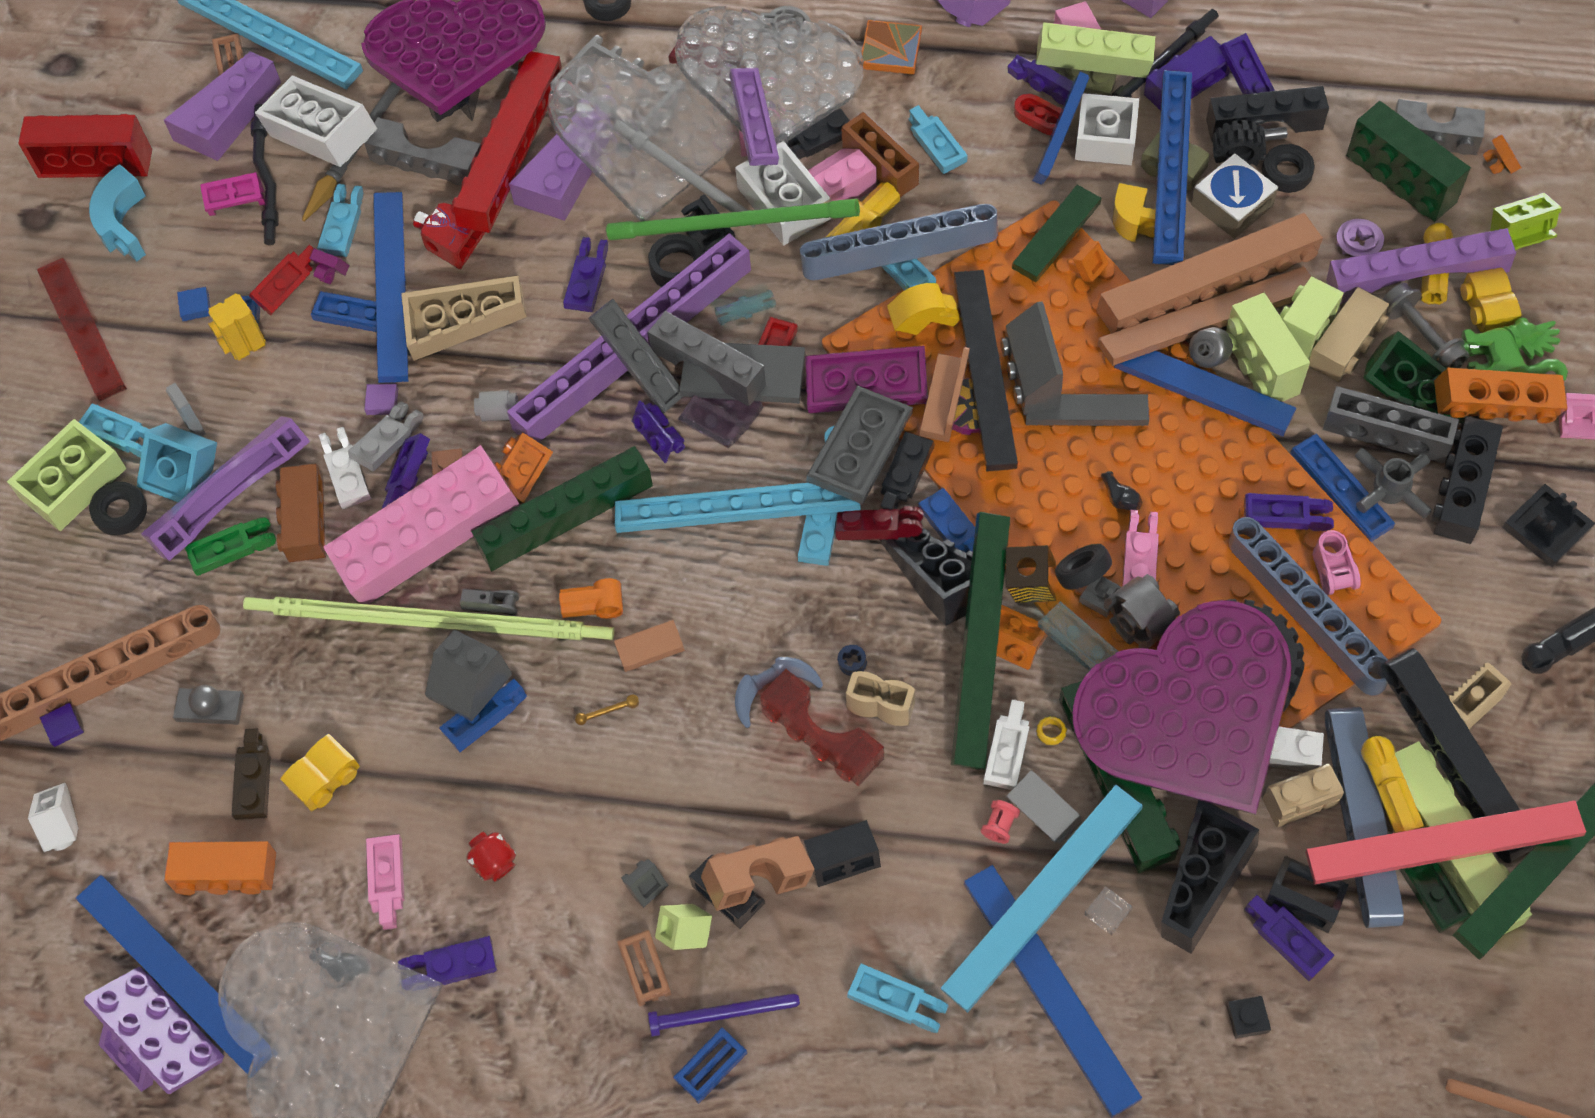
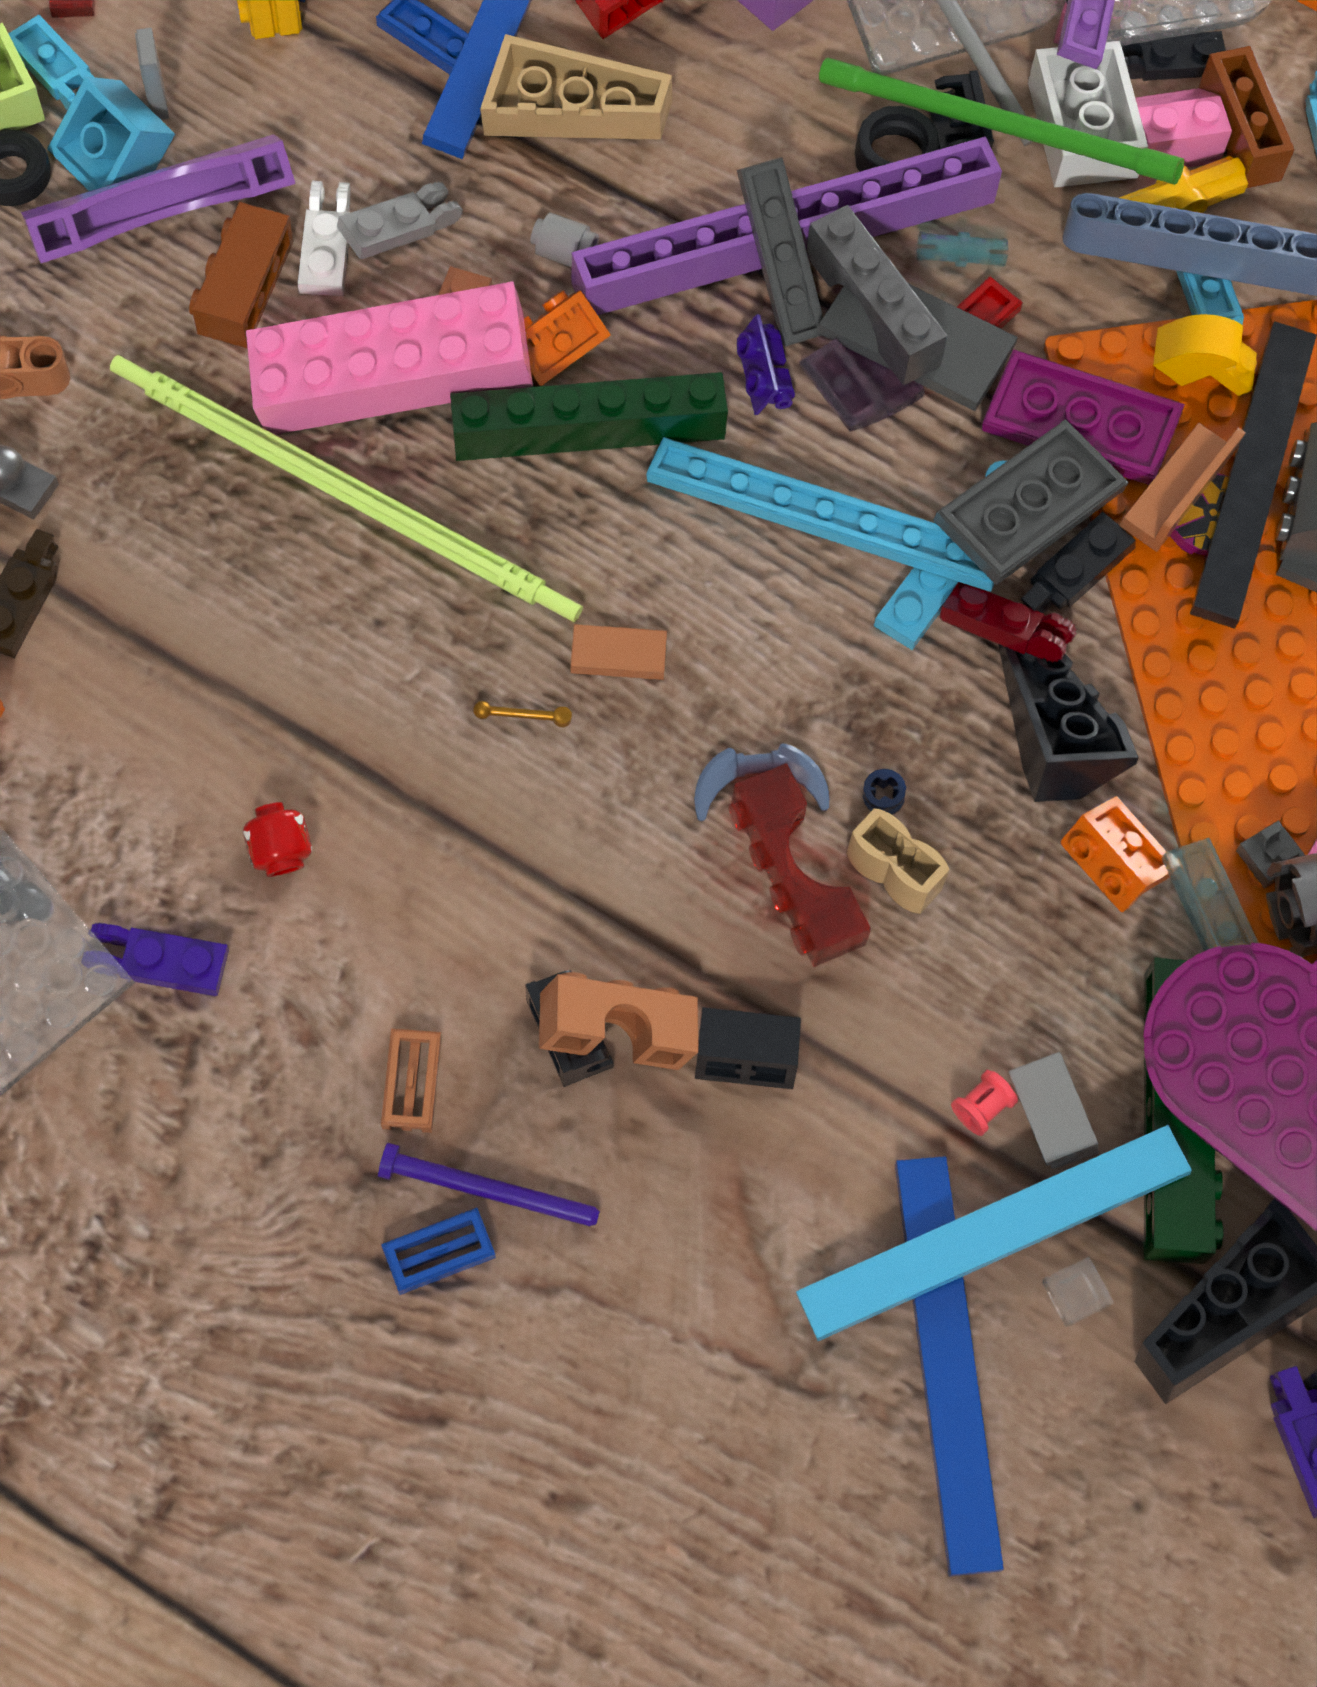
camera: 15 degrees right, 5 degrees up
(229, 545) = (129, 277): green hinge -> none
(320, 773) = (107, 630): yellow brick -> none
(380, 398) = (416, 167): medium lavender tile -> none
(385, 878) = (127, 807): bright pink hinge -> none
(404, 472) = (400, 279): dark purple hinge -> none
(464, 732) = (354, 646): blue hinge -> none
(465, 675) = (355, 583): dark grey slope -> none
(486, 601) = (430, 496): flat silver bar -> none
(586, 277) = (766, 118): dark purple hinge -> none
(601, 599) = (582, 561): orange piece -> none
(645, 882) = (464, 967): dark grey tile -> none
(683, 926) = (488, 1049): yellowish green panel -> none
(894, 997) = (727, 1275): medium azure hinge -> none
(948, 520) = (1109, 664): blue hinge -> none
(980, 641) = (1072, 843): dark green tile -> none
(1007, 748) = (1041, 1007): white hinge -> none
(1034, 586) = (1183, 801): dark brown piece -> none
(1049, 740) = (1123, 997): yellow piece -> none
(1083, 566) = (1264, 804): black tyre -> none
(1248, 1017) = (1205, 1528): black plate -> none

